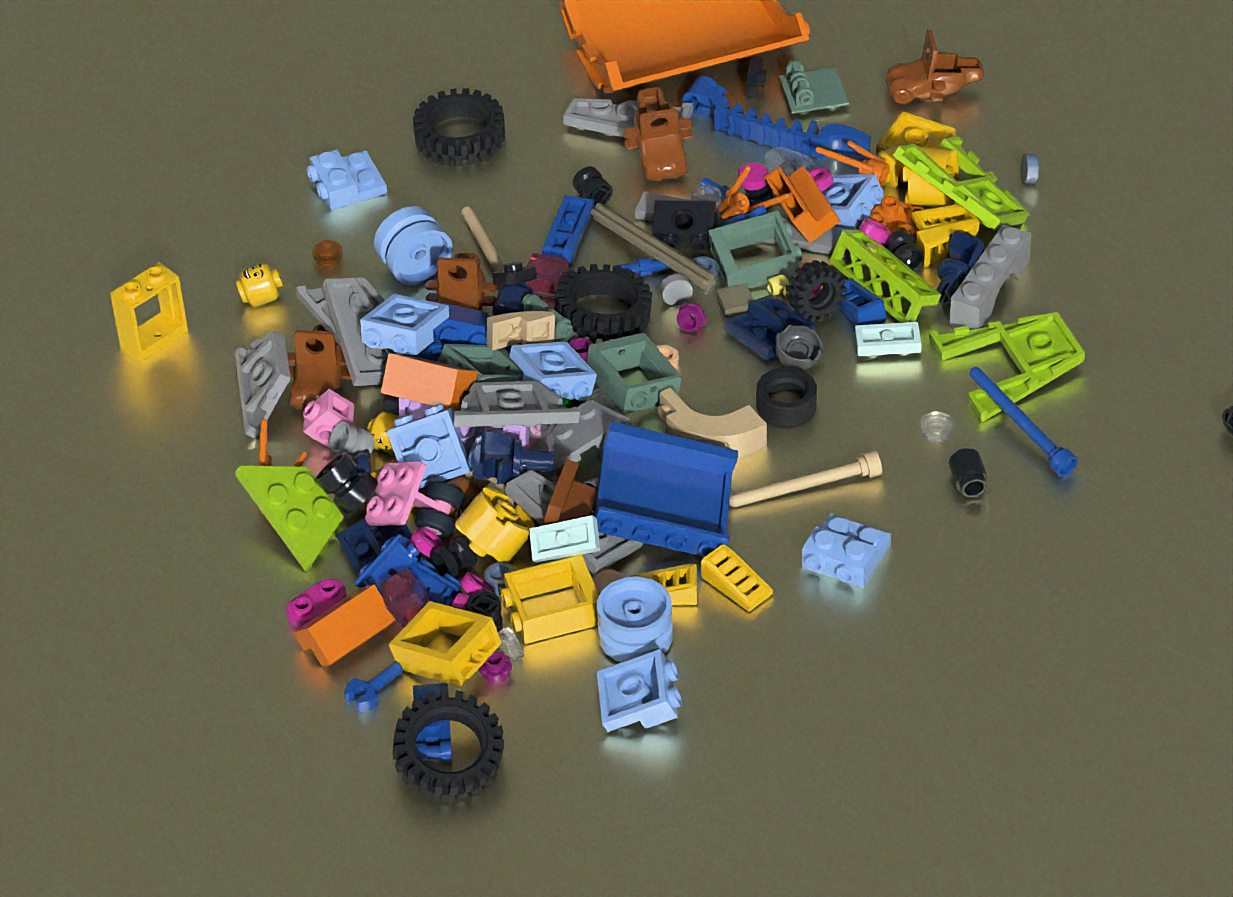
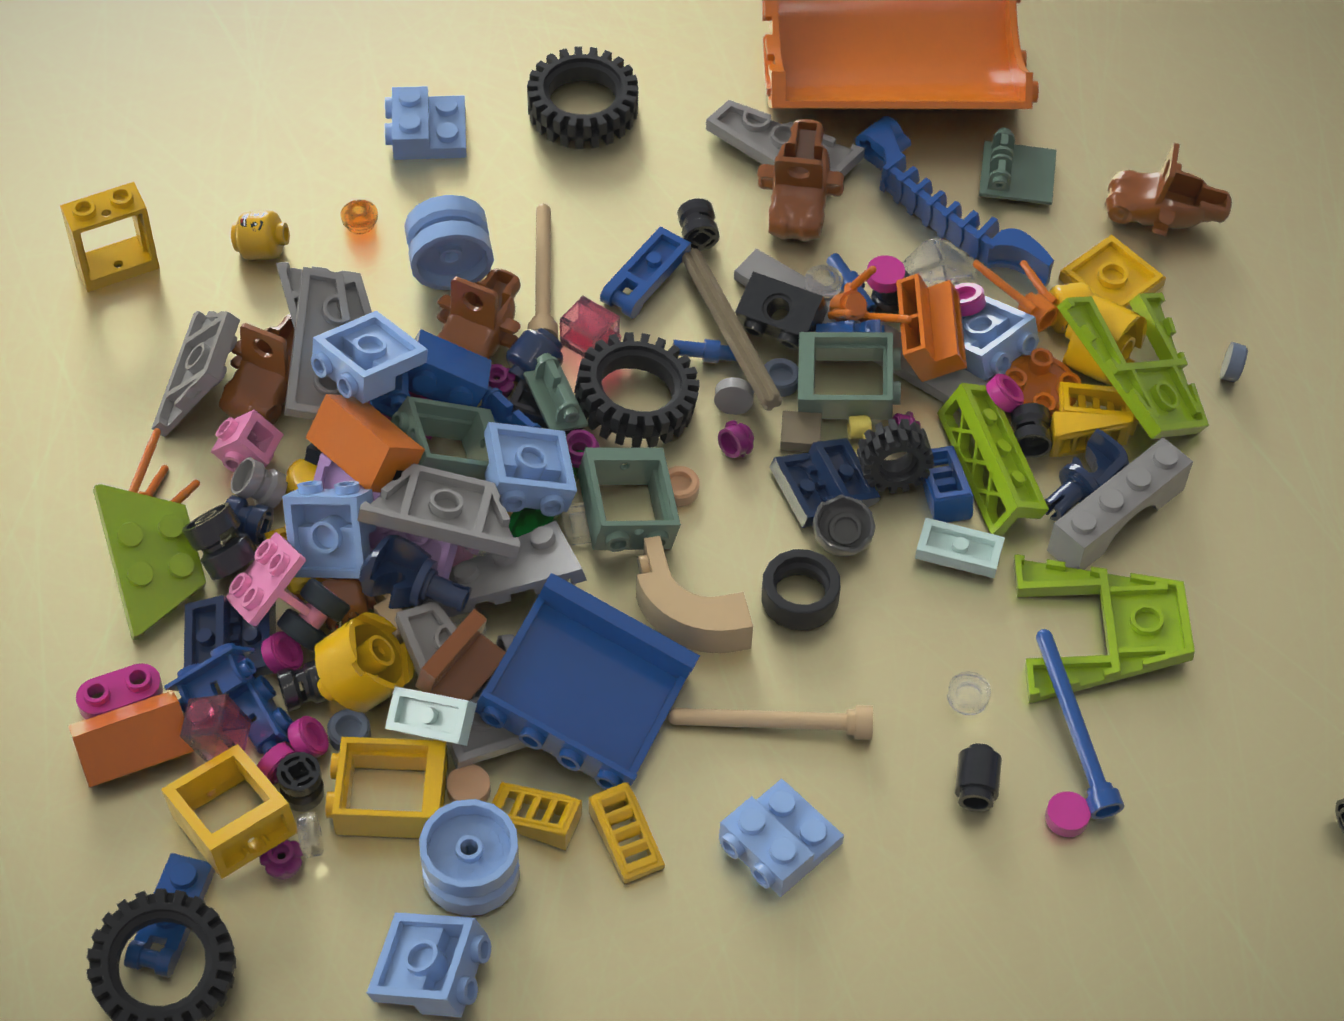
camera: 15 degrees right, 10 degrees up
(369, 689) = (124, 835): blue bar -> none
(514, 274) = (544, 320): black plate -> none
(520, 327) = (524, 401): tan slope -> none
(755, 77) = (953, 136): black plate -> none
(1040, 478) = (1067, 814): none -> dark pink tile

